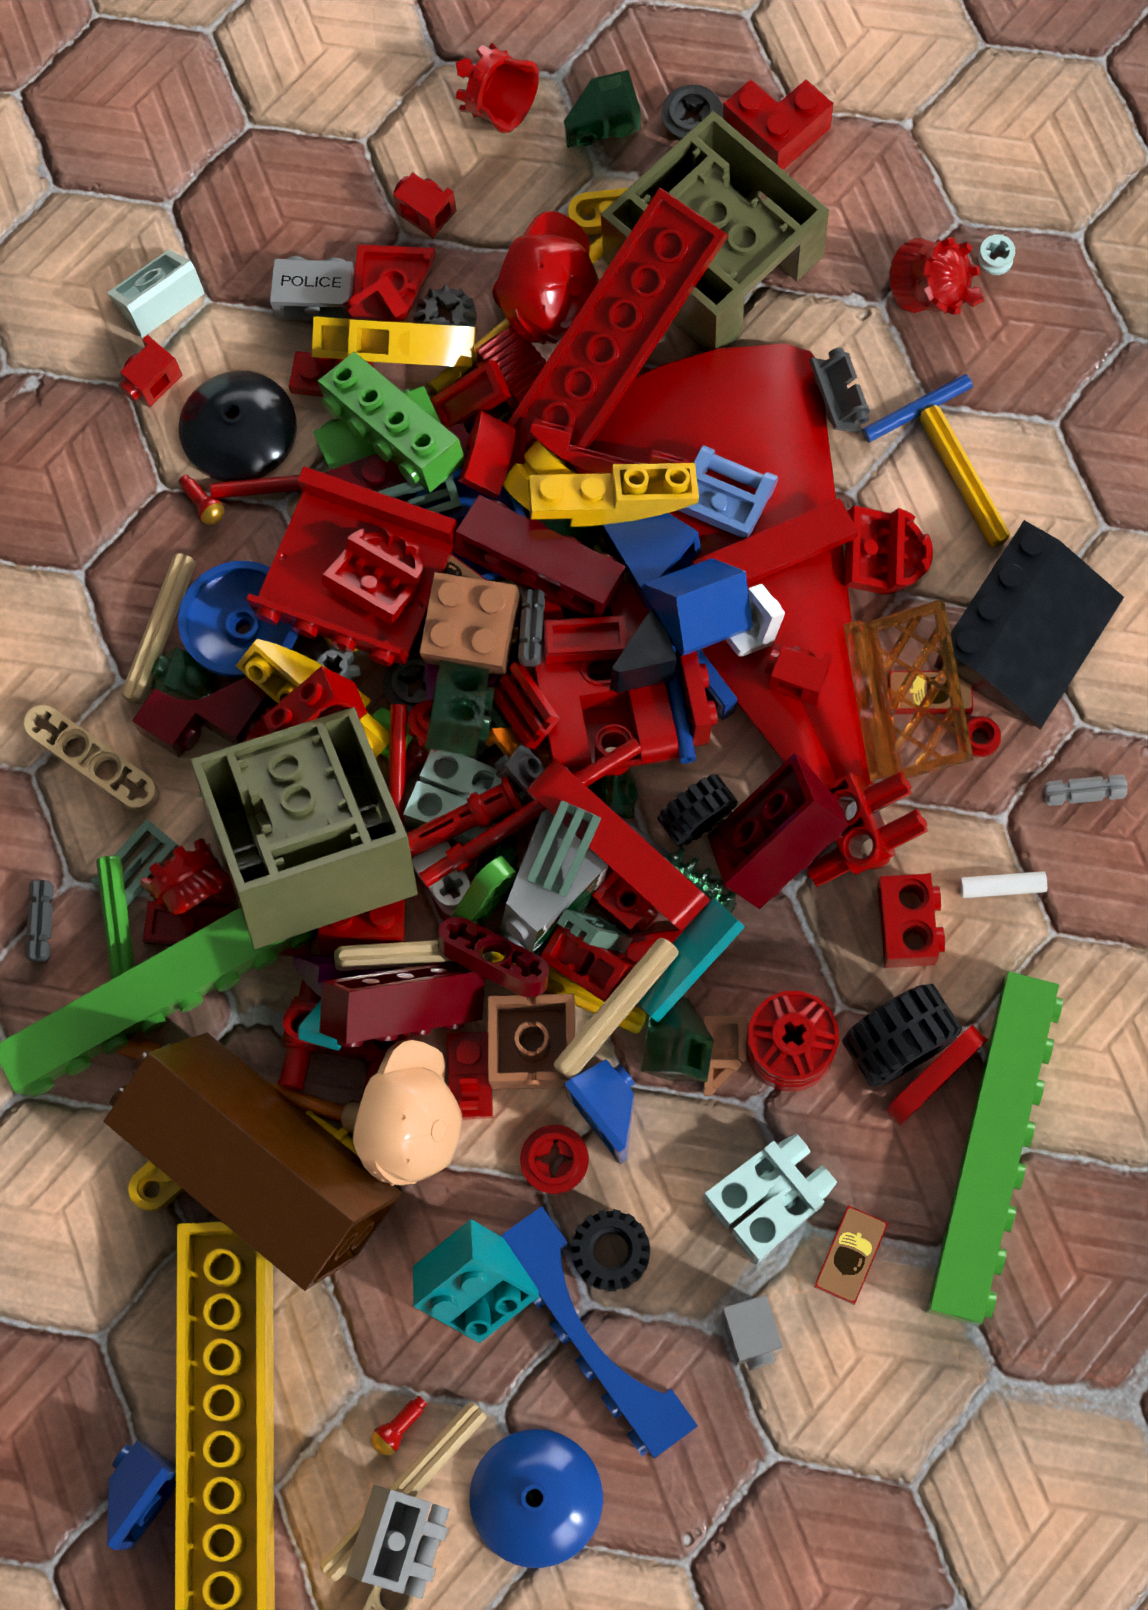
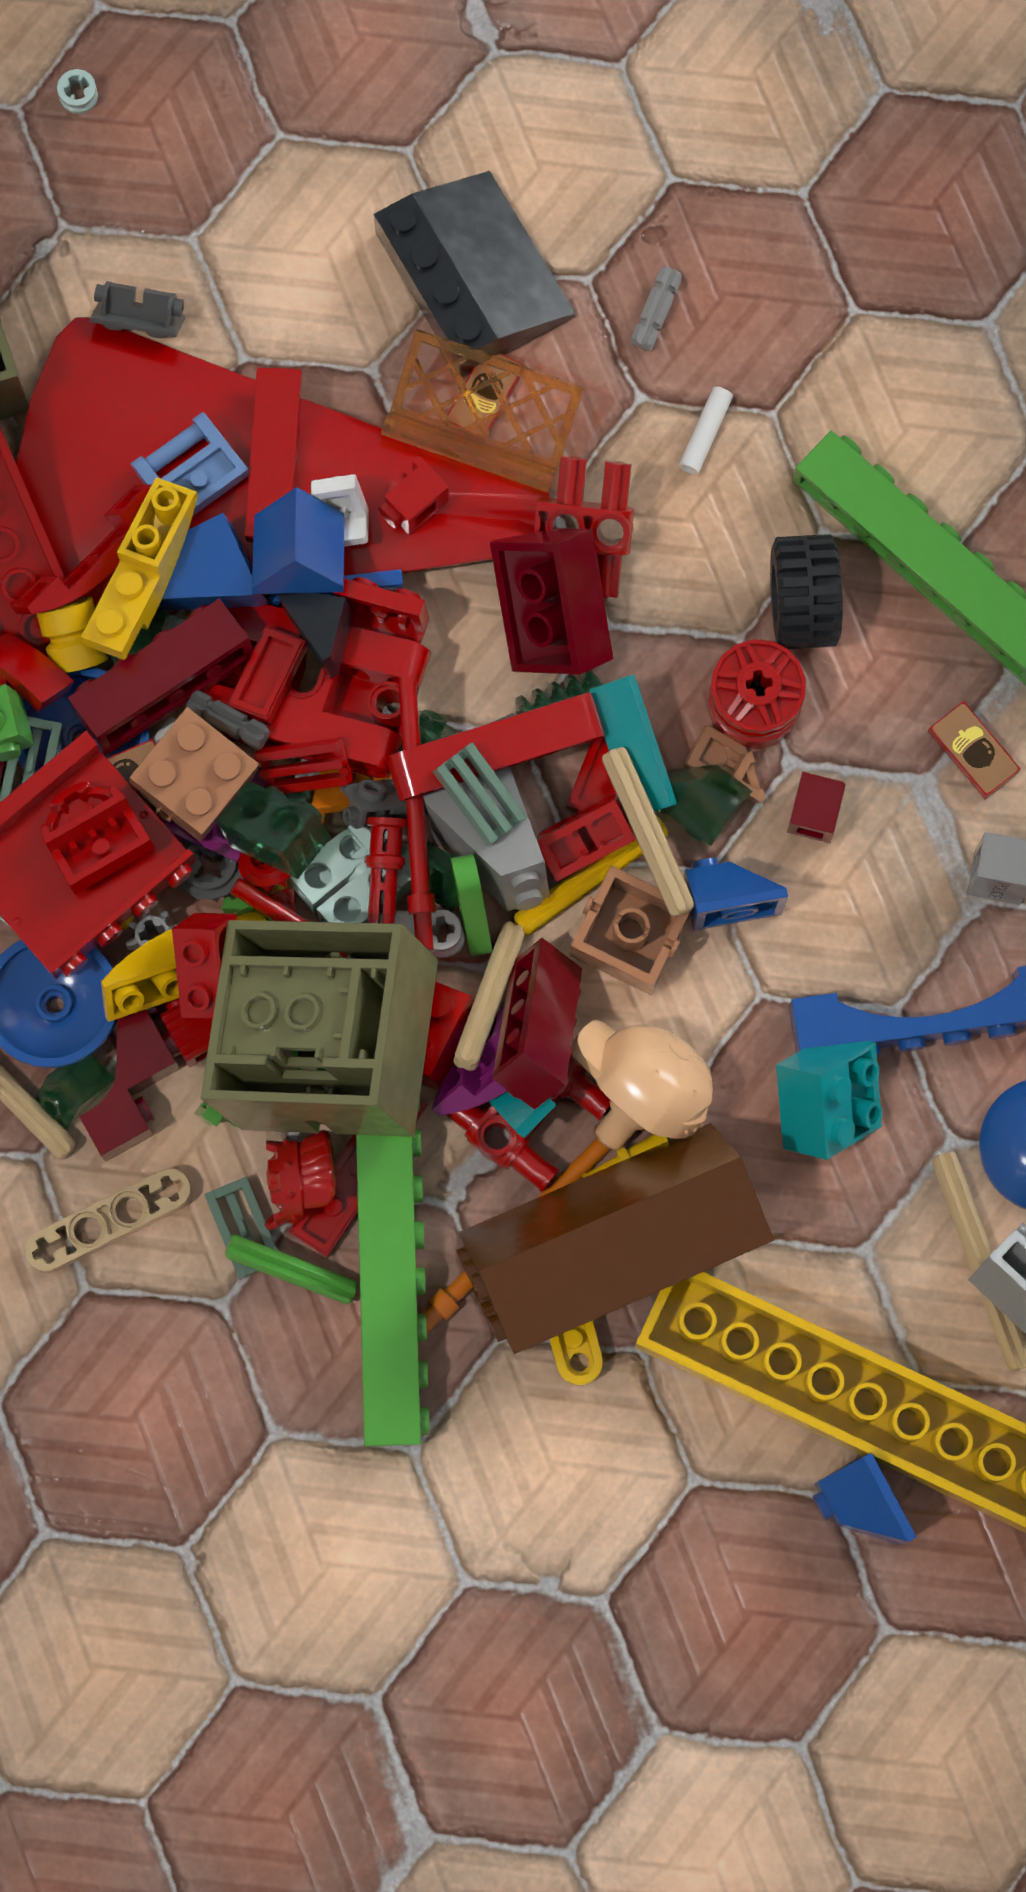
camera: 70 degrees left, 5 degrees up
(39, 920) = (250, 1349): dark grey axle -> none
(388, 1437) = (926, 1251): red piece -> none
(470, 1074) = (622, 1004): red plate -> none
(525, 978) = (554, 923): dark red beam -> none
(569, 1145) = (742, 950): red gear -> none
(595, 930) = (558, 814): sand green tile -> none
(610, 1277) = (865, 934): black tyre -> none
(630, 918) = (538, 792): red brick -> none
(680, 717) = (366, 621): blue piece -> none
(697, 810) = (490, 663): black tyre -> none
(723, 1142) = (816, 807): none -> dark red panel
(781, 1187) = (886, 776): light aqua hips -> none
(887, 551) = (330, 354): red slope -> none
(899, 920) = (690, 542): red brick -> none
(915, 408) = (192, 251): blue bar -> none
(934, 276) = (70, 160): red hair -> none
(936, 1075) = (855, 591): red beam -> none
(964, 476) = (287, 245): yellow axle -> none
(990, 730) = (556, 361): red plate -> none

